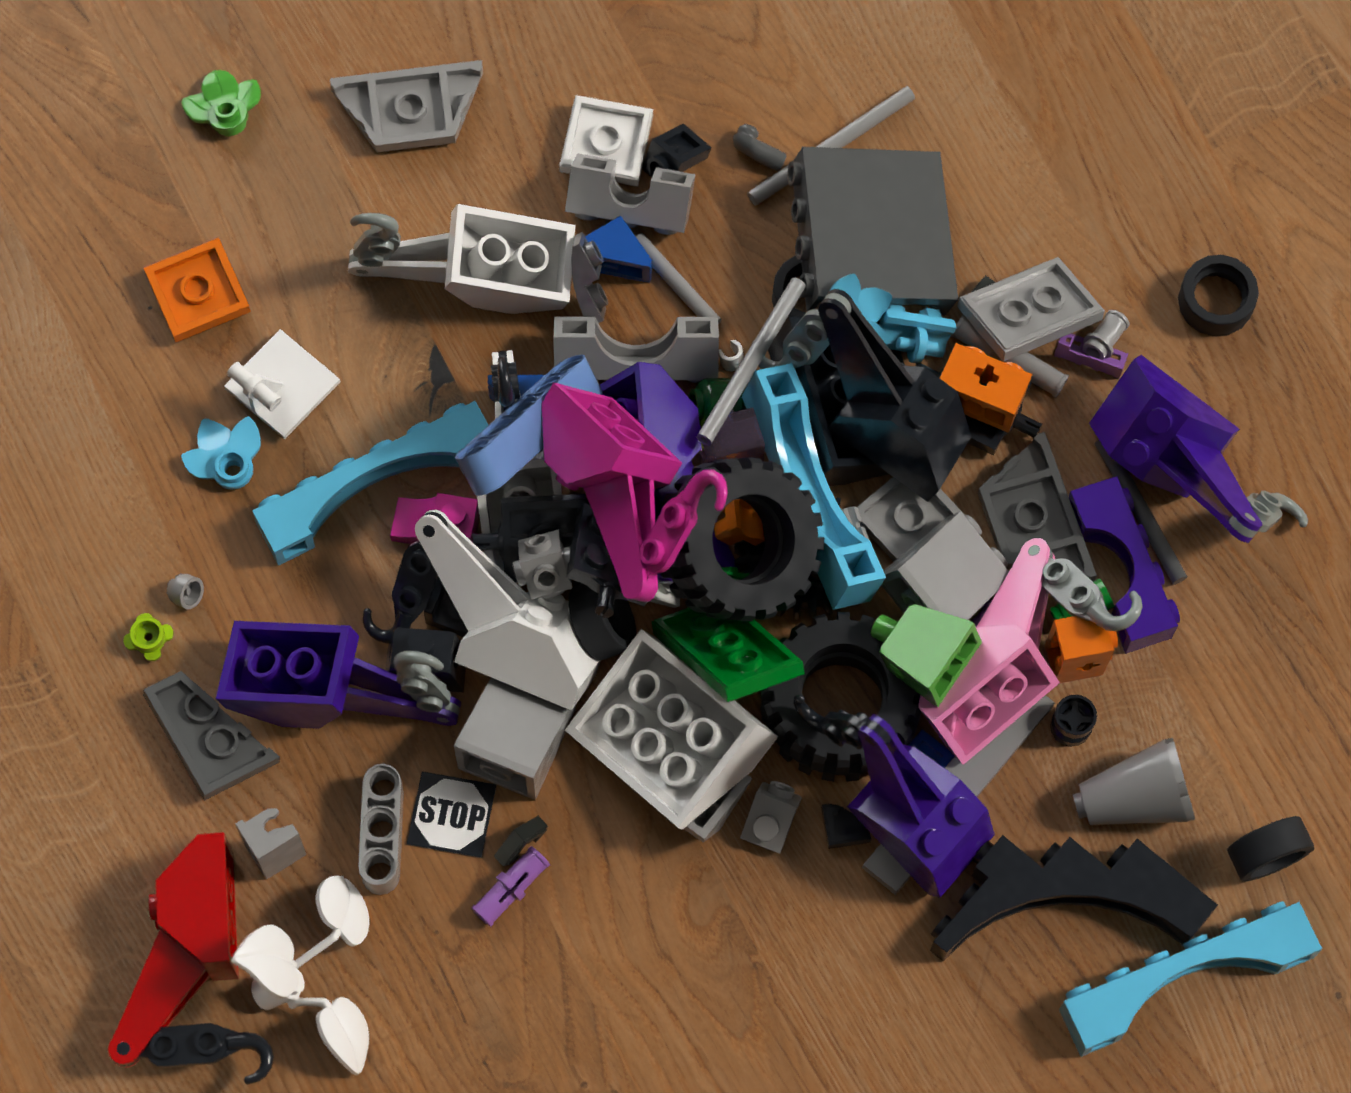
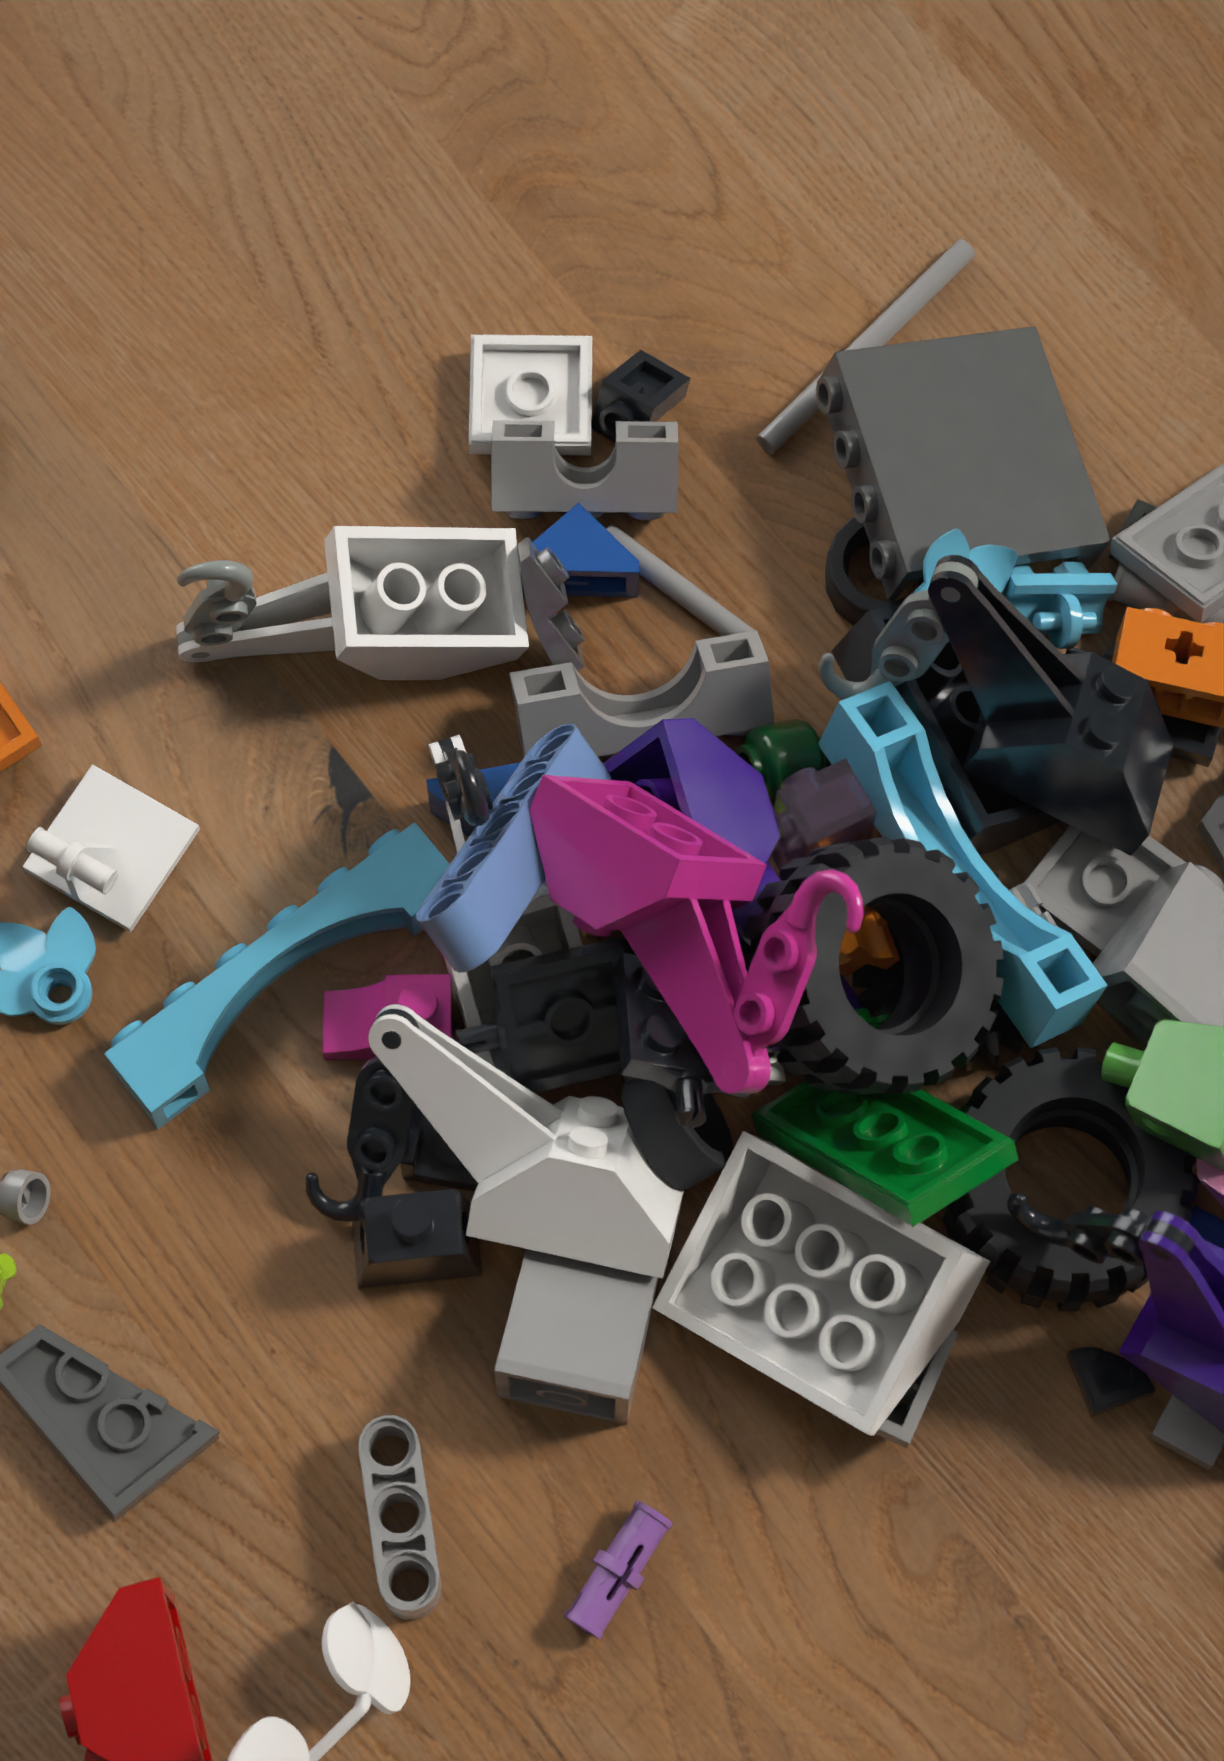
camera: 10 degrees left, 0 degrees up
(271, 849) = (233, 1580): light grey hinge -> none
(303, 672) = (237, 1293): dark purple slope -> none
(410, 104) = (223, 391): light grey wing -> none
(451, 814) = (501, 1471): sticker -> none
(518, 839) = (618, 1494): pearl dark grey tile -> none
(543, 565) = (578, 1060): light grey brick -> none
(732, 363) = (797, 696): white hand -> none
(746, 142) = (742, 363): dark grey arm -> none
(750, 361) = (827, 690): light grey piece -> none
(771, 815) = (996, 1383): light grey bracket -> none

